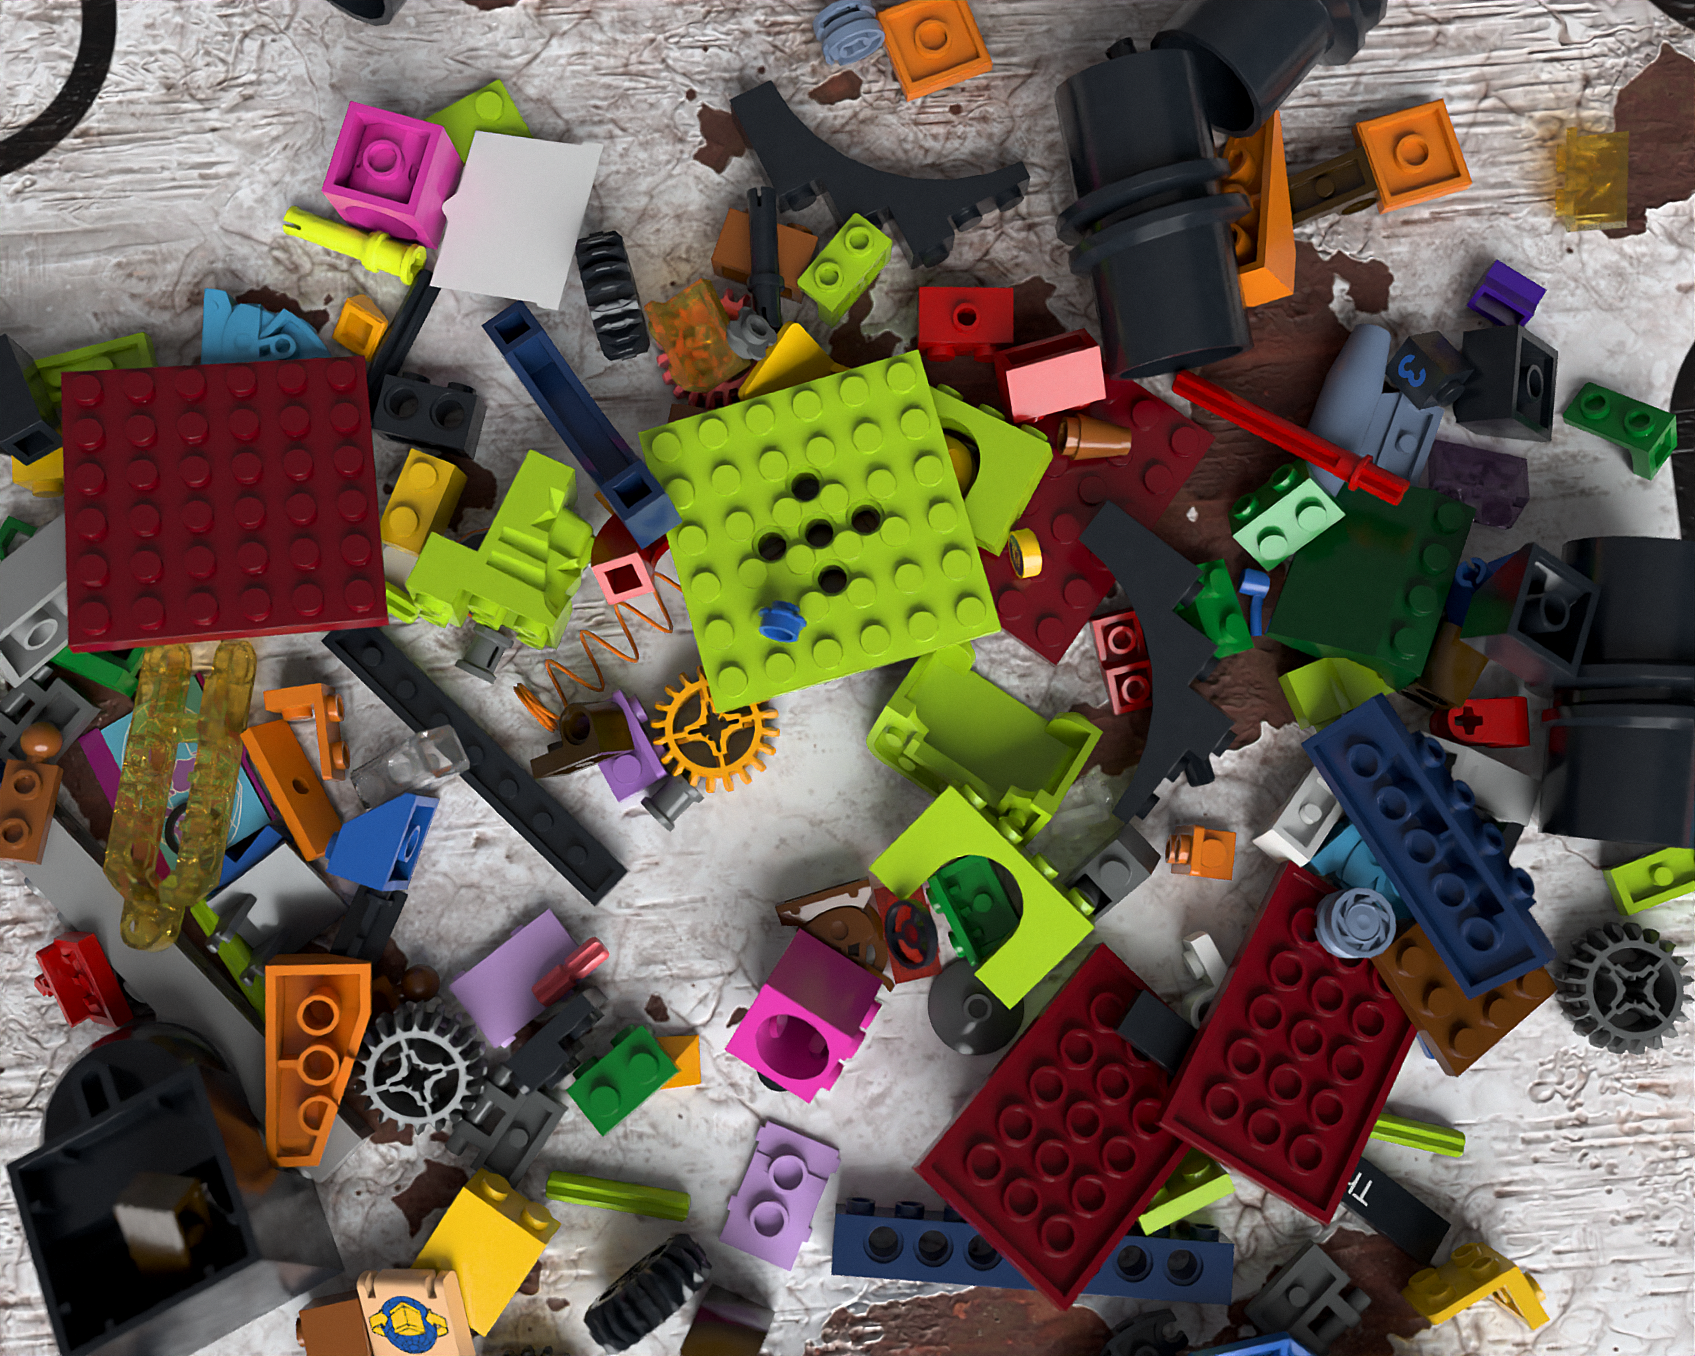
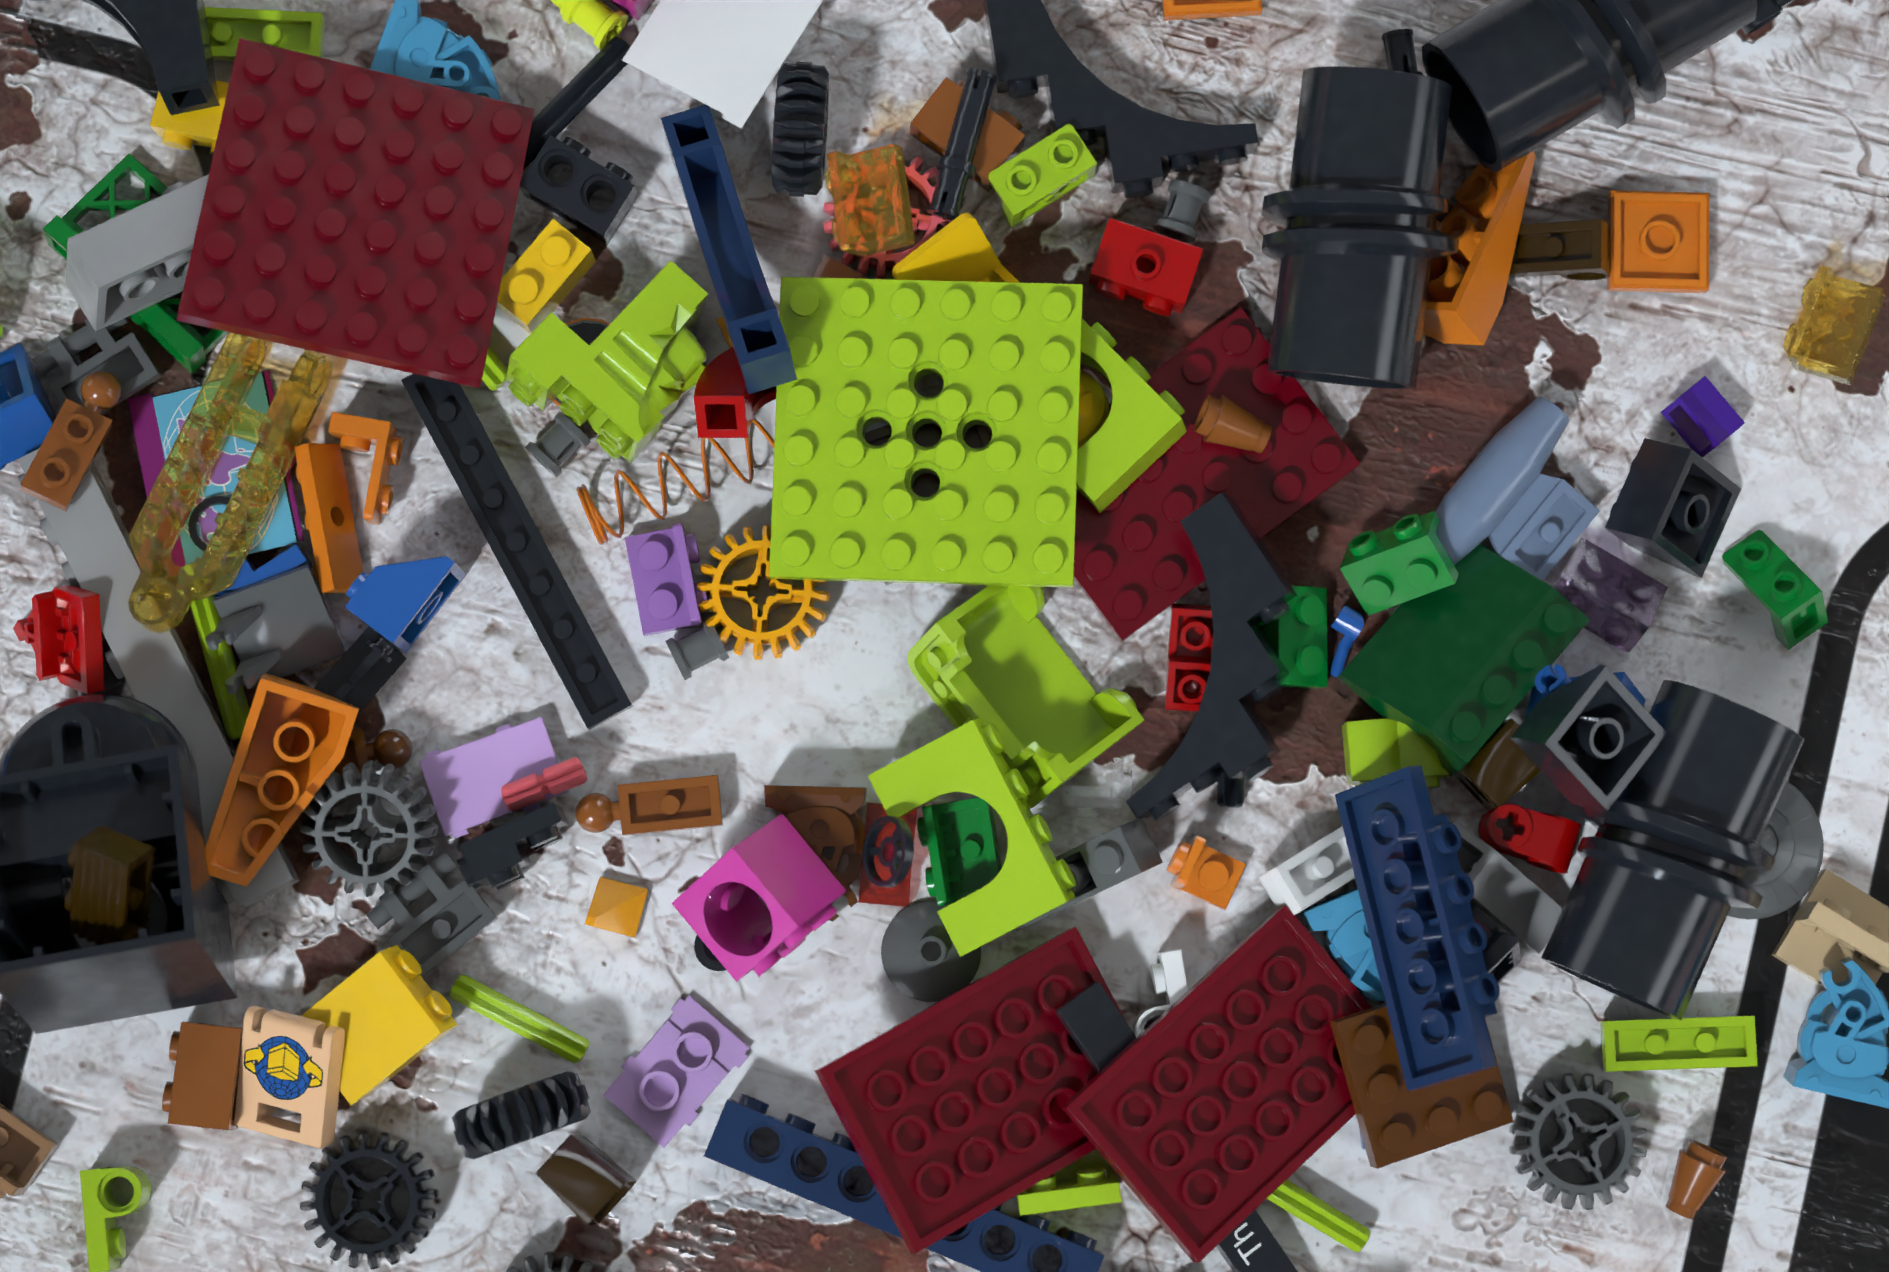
camera: 15 degrees right, 0 degrees up
(360, 326) = (538, 75): light orange slope -> none
(410, 767) = (459, 532): clear brick -> none
(589, 736) = (638, 560): dark brown plate -> none
(623, 1078) = (562, 903): green bracket -> none
(680, 957) = (655, 806): none -> dark orange plate
(750, 335) = (922, 216): dark grey plate -> none
(781, 621) = (860, 508): blue plate -> none
(980, 260) = (1182, 211): none -> dark grey bush
(1025, 553) = (1125, 518): yellow tile -> none
(1049, 376) = (1207, 350): brick -> none
(1340, 462) = (1466, 530): red axle -> none
(1354, 924) = (1325, 984): sand blue wheel -> none
(1429, 370) = (1593, 466): black brick -> none

